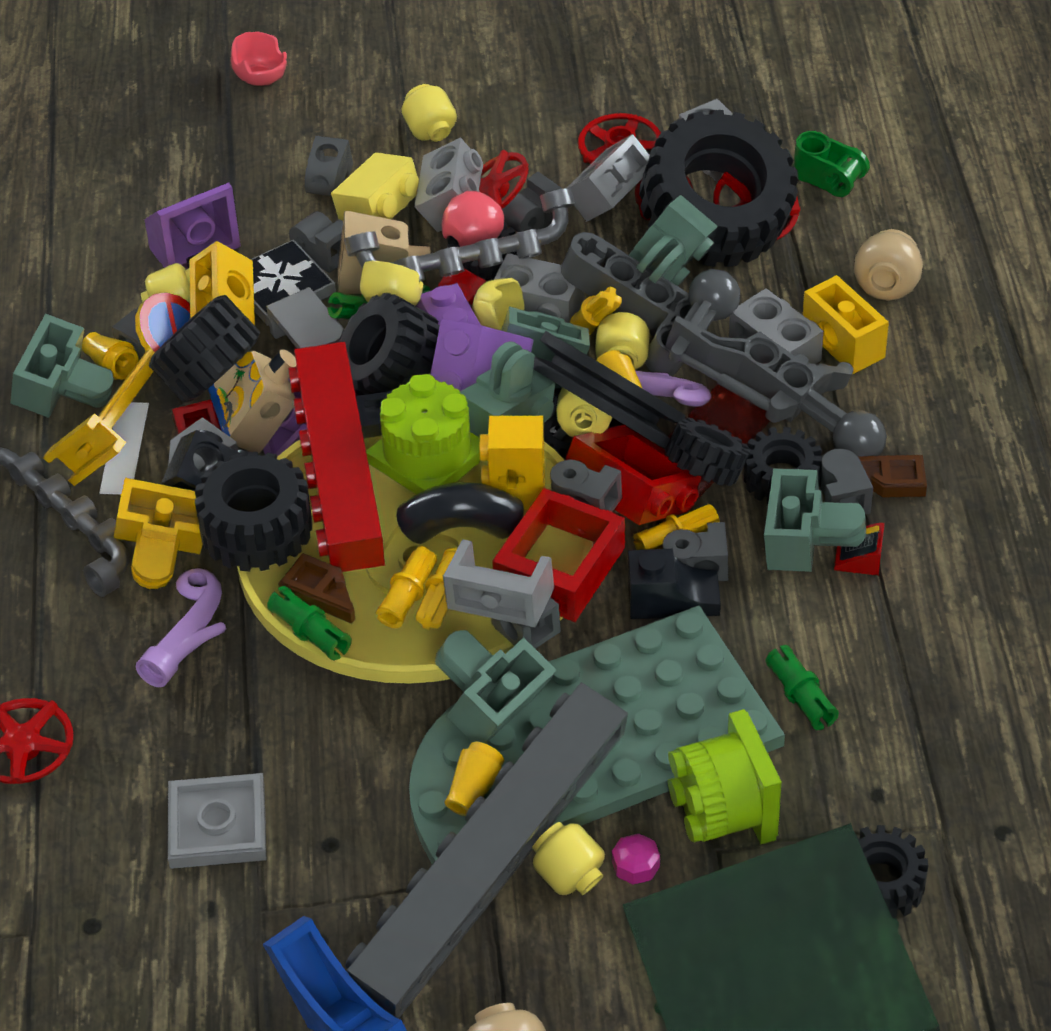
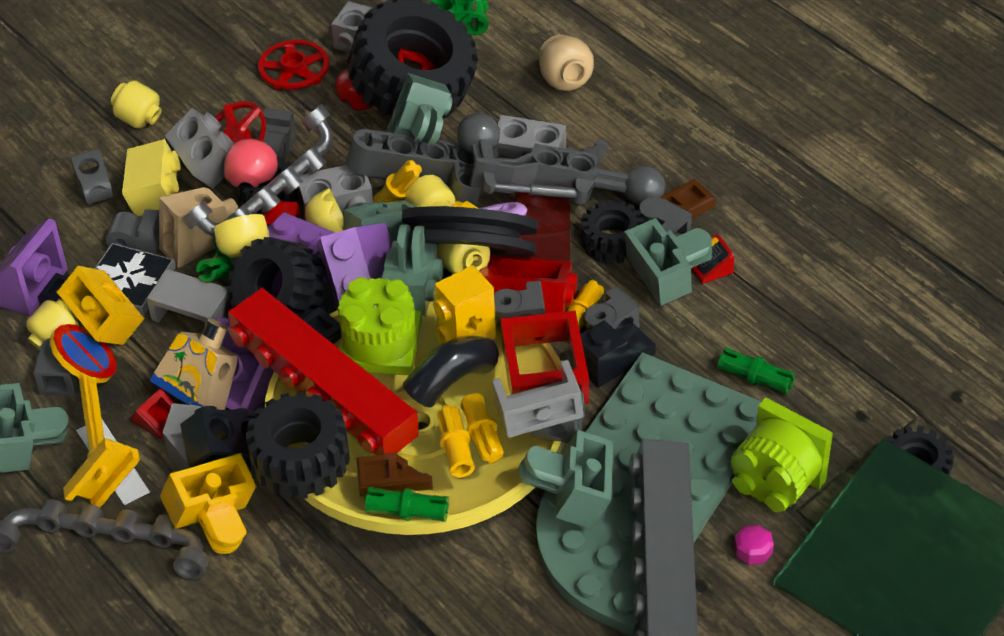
camera: 35 degrees left, 0 degrees up
(111, 354) = (47, 394): yellow cone -> none
(162, 661) = (296, 570): lavender plant -> none
(204, 348) = (134, 351): black tyre -> none
(473, 776) = (610, 546): yellow cone -> none
(568, 859) = (718, 569): light yellow head -> none
(609, 177) = (318, 83): light grey brick -> none
(707, 451) = (565, 244): black tyre -> none
(850, 324) = (582, 113): yellow brick -> none

